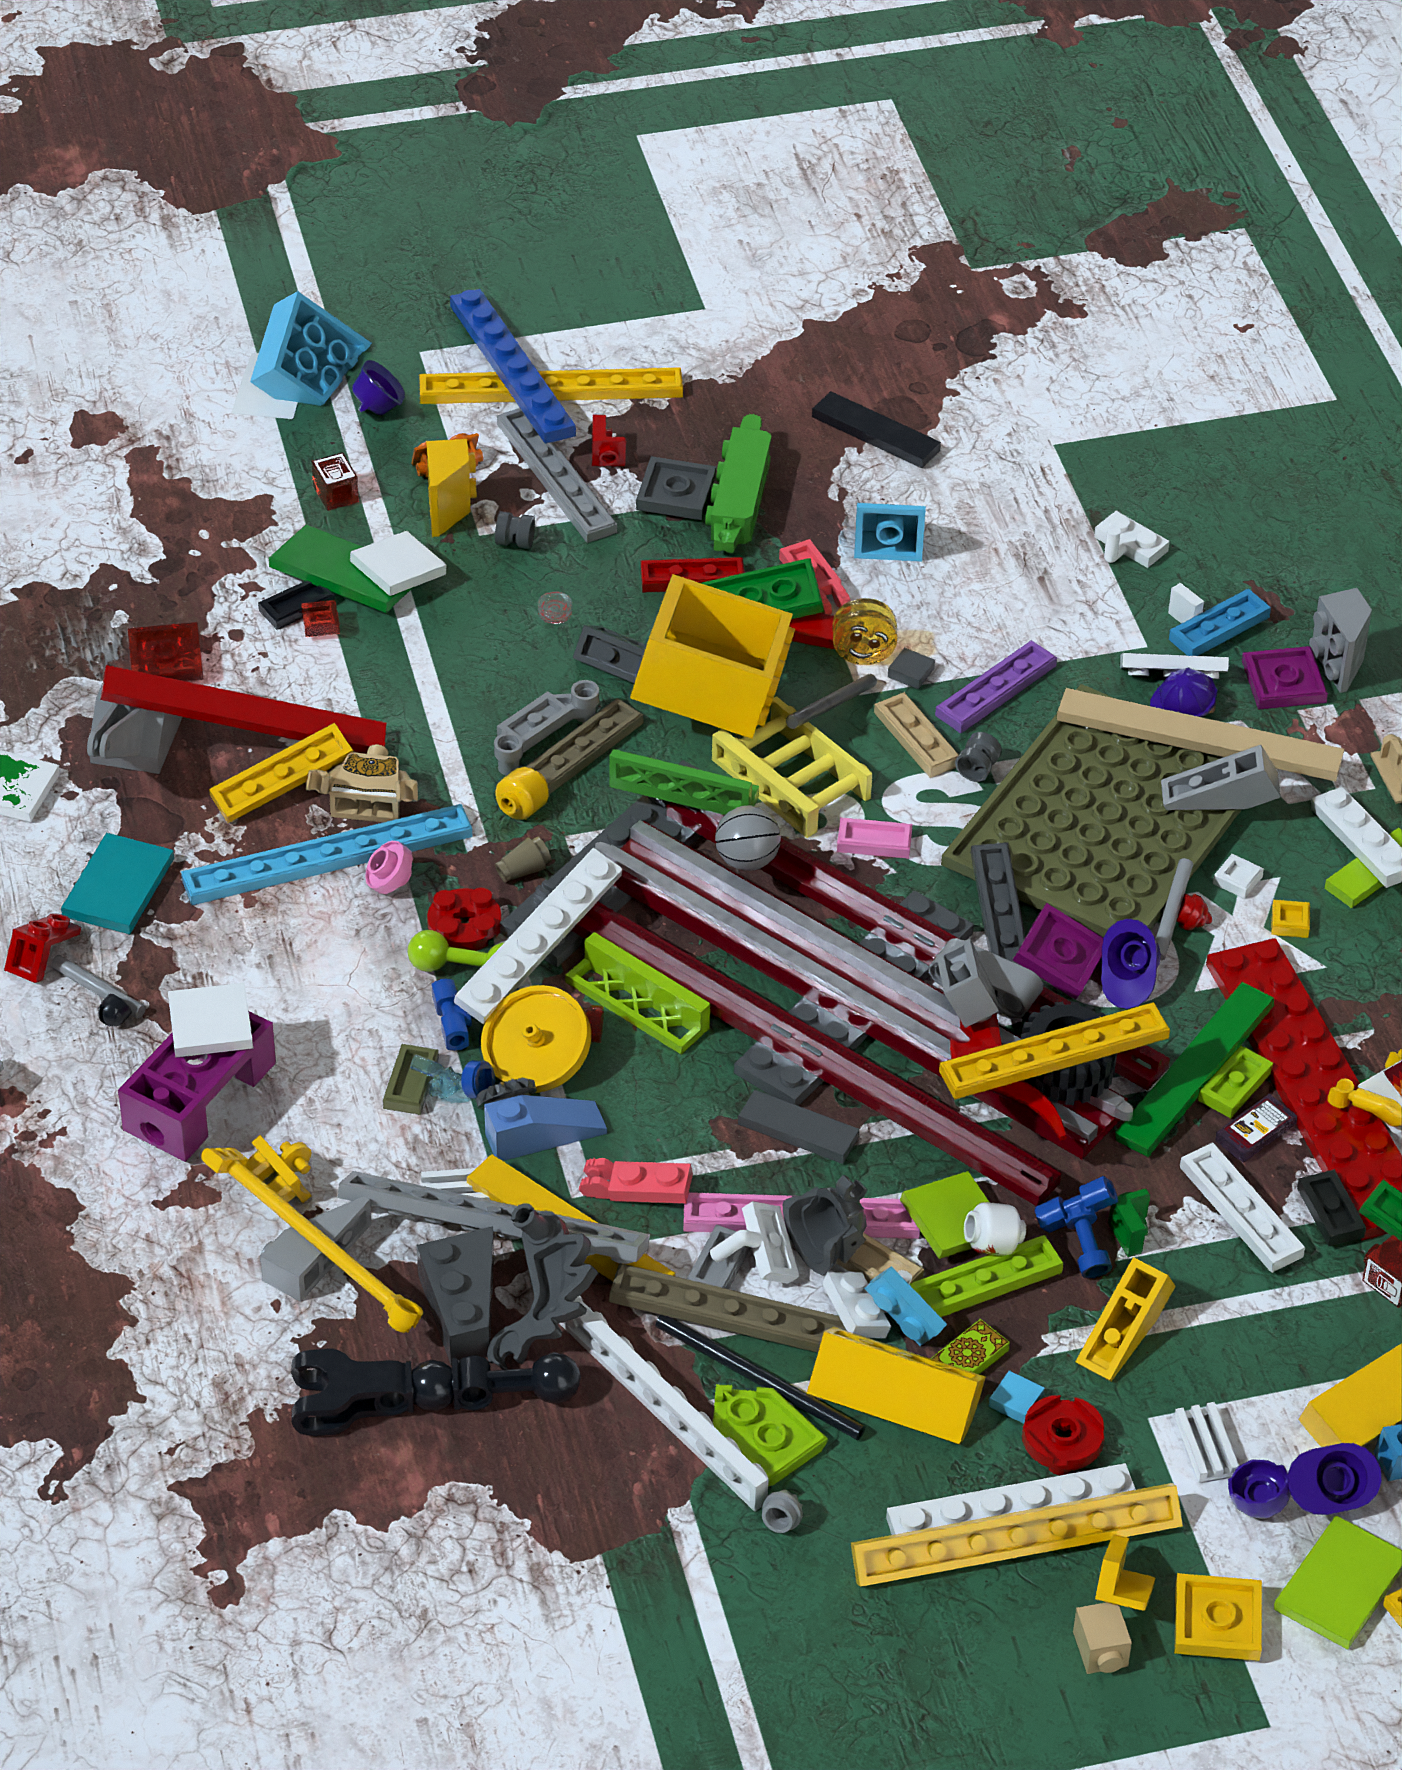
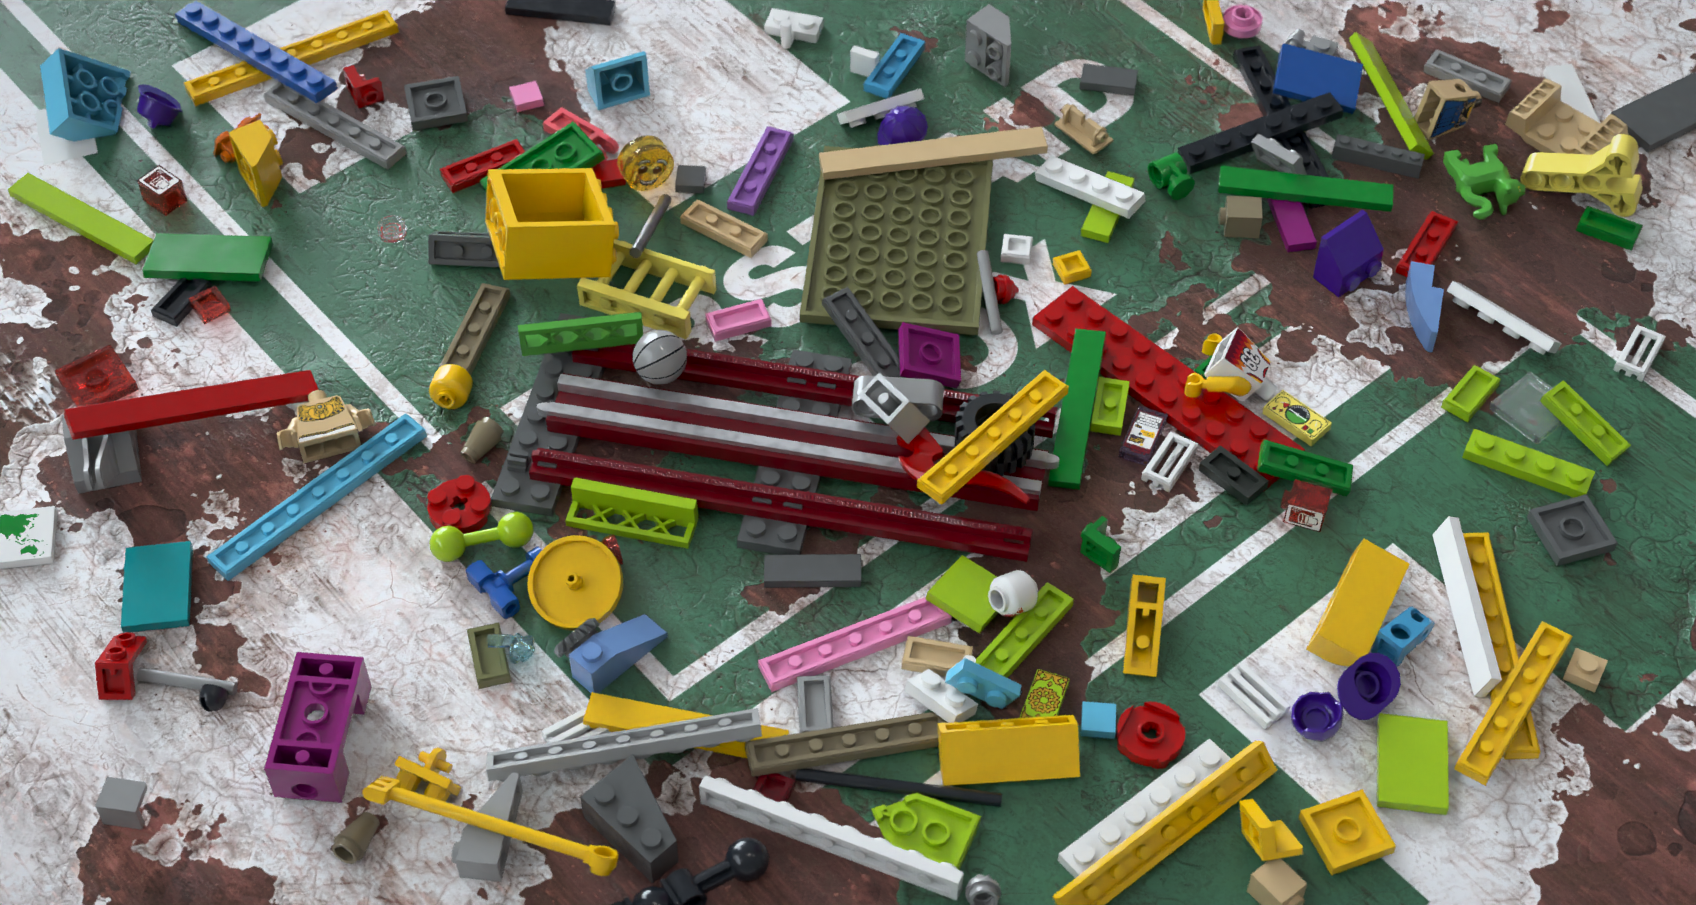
camera: 25 degrees left, 5 degrees up
(177, 1200) = (355, 838): none -> dark tan cone
(210, 1020) = (311, 676): white tile -> none
(238, 481) = (81, 218): none -> lime tile
(280, 773) = (247, 443): yellow plate -> none
(389, 867) = (378, 487): bright pink plate -> none
(398, 563) = (250, 238): white tile -> none
(477, 1077) = (546, 634): blue tile -> none
(515, 530) = (328, 179): dark grey wheel -> none
(538, 935) = (534, 499): white plate -> none
(540, 720) = (432, 321): light grey plate -> none
(556, 1280) = (713, 781): dark grey animal -> none
(629, 1323) = (775, 787): none -> dark red tile
(636, 1181) = (716, 667): coral hinge -> none
(740, 485) = (485, 84): bright green hinge -> none
(769, 1242) = (847, 673): white plate -> none
(781, 515) = (526, 96): none -> bright pink tile
(827, 1223) = (887, 643): dark grey helmet -> none
(978, 756) = (781, 228): dark grey wheel -> none
(1079, 1214) = (1064, 555): blue bar -> none
(1129, 963) = (985, 346): dark purple piece -> none
(1226, 783) = (976, 183): light grey slope -> none
(1242, 1207) = (1171, 501): white plate -> none
(1275, 1170) = (1160, 479): none -> white tile
(1284, 677) = (961, 89): magenta tile -> none

